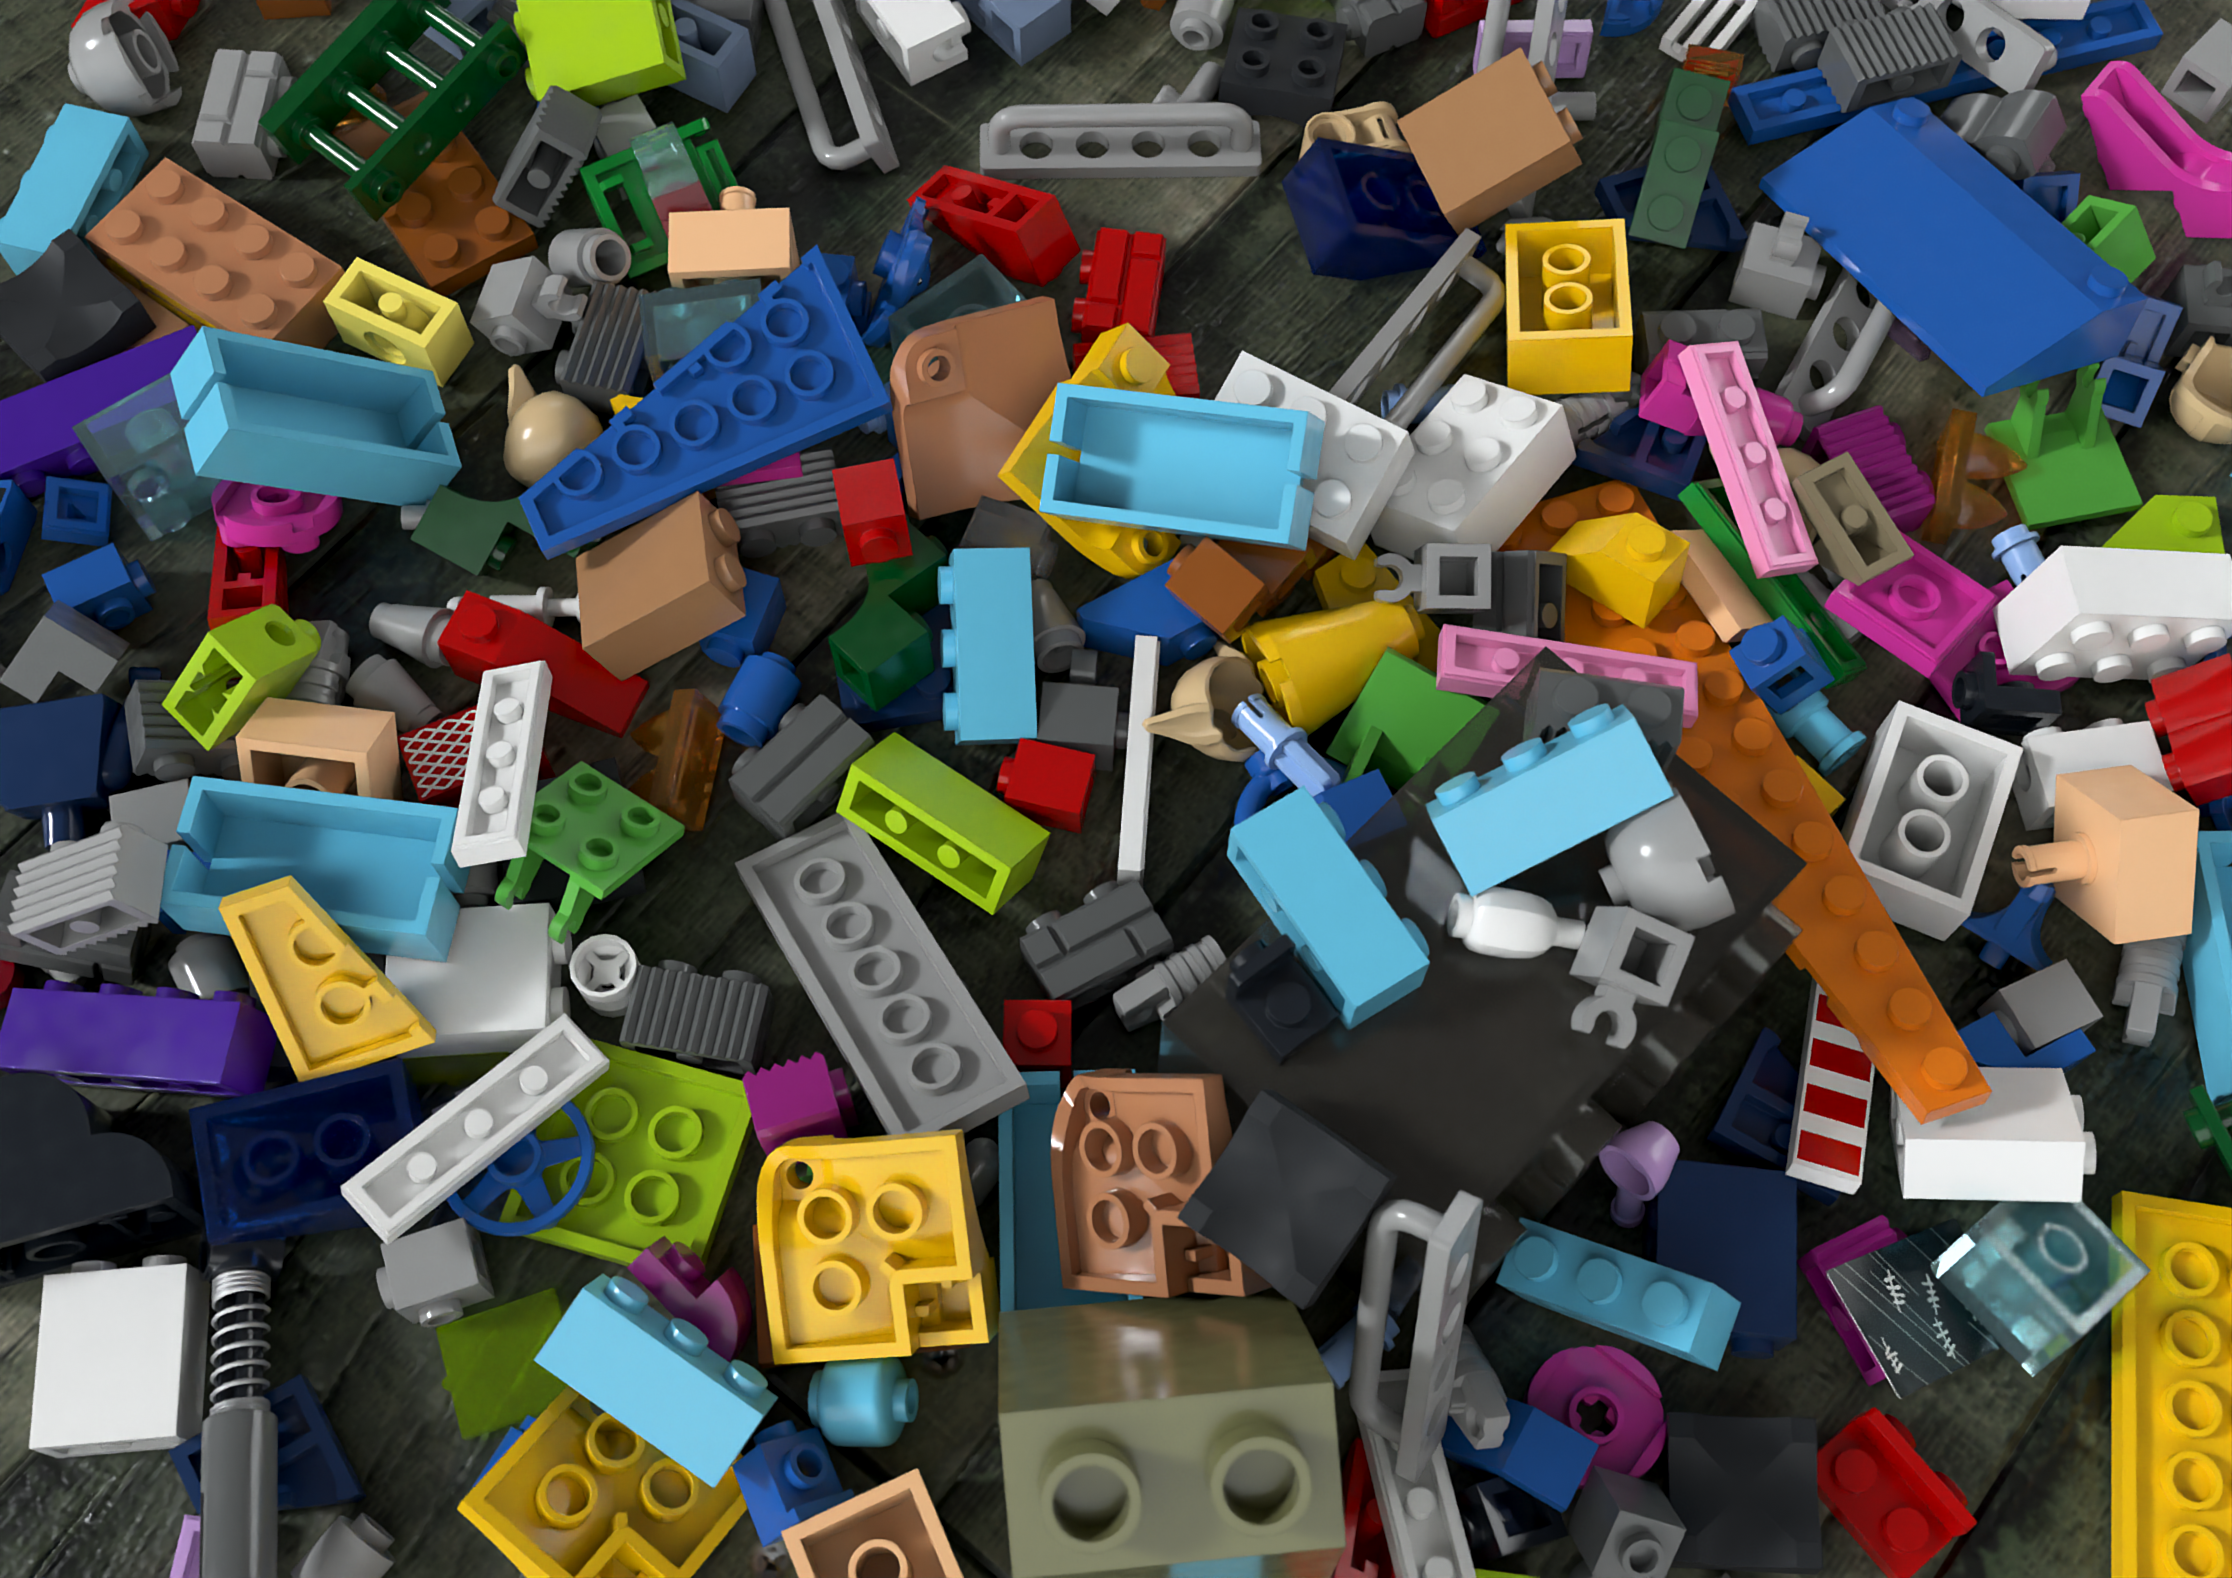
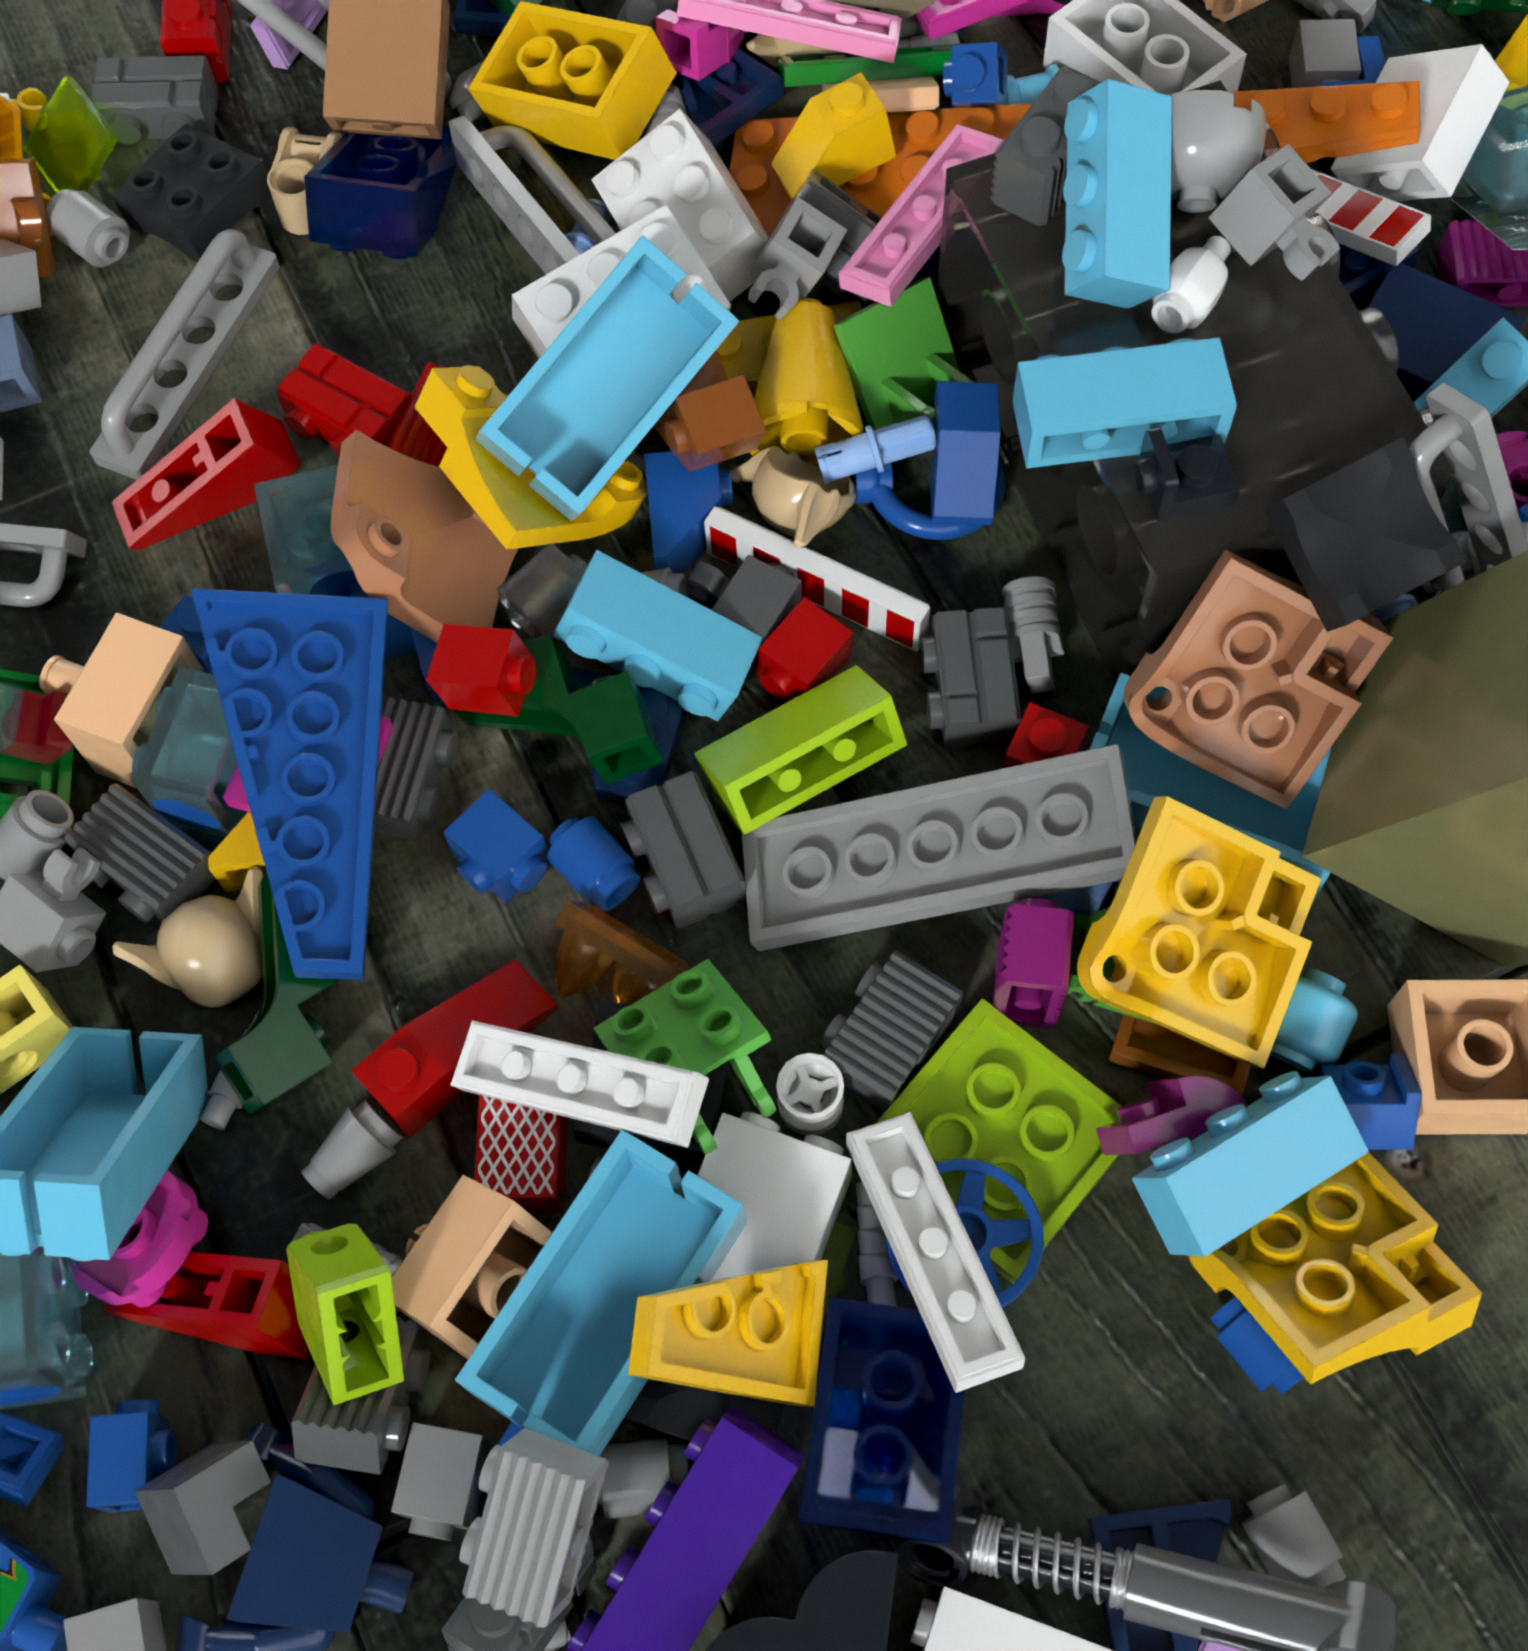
camera: 60 degrees left, 0 degrees up
(388, 687) = (410, 1197): light grey cone -> none
(435, 1273) = (1052, 1358): light grey brick -> none
(494, 1365) = (1144, 1326): clear neon green piece -> none
(540, 606) = (383, 1027): white piece -> none
(660, 586) = (444, 889): medium nougat brick -> none
(904, 270) = (211, 557): blue animal -> none
(1200, 89) = (173, 270): light grey arm -> none
(2015, 928) = (1258, 49): blue piece -> none

